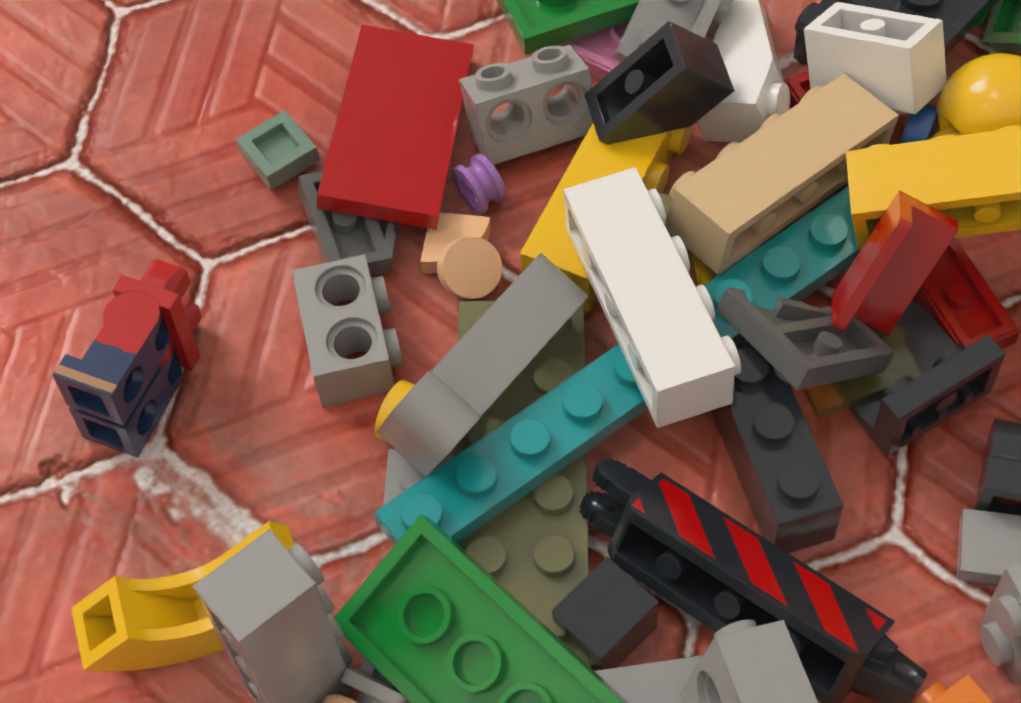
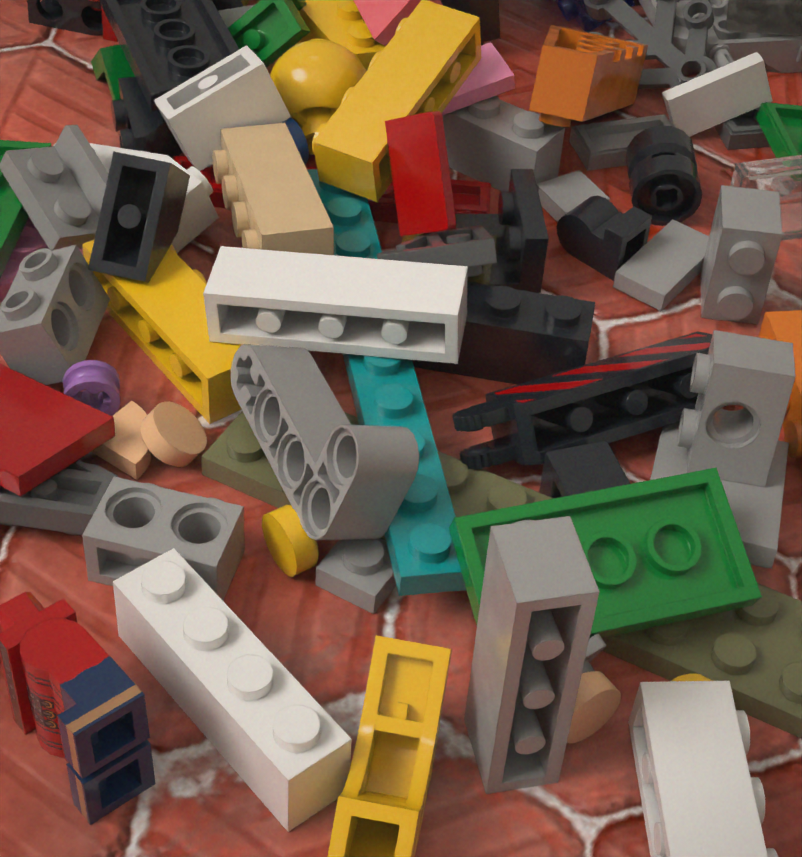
camera: 70 degrees left, 15 degrees down
(220, 451) = (233, 688): none -> white brick

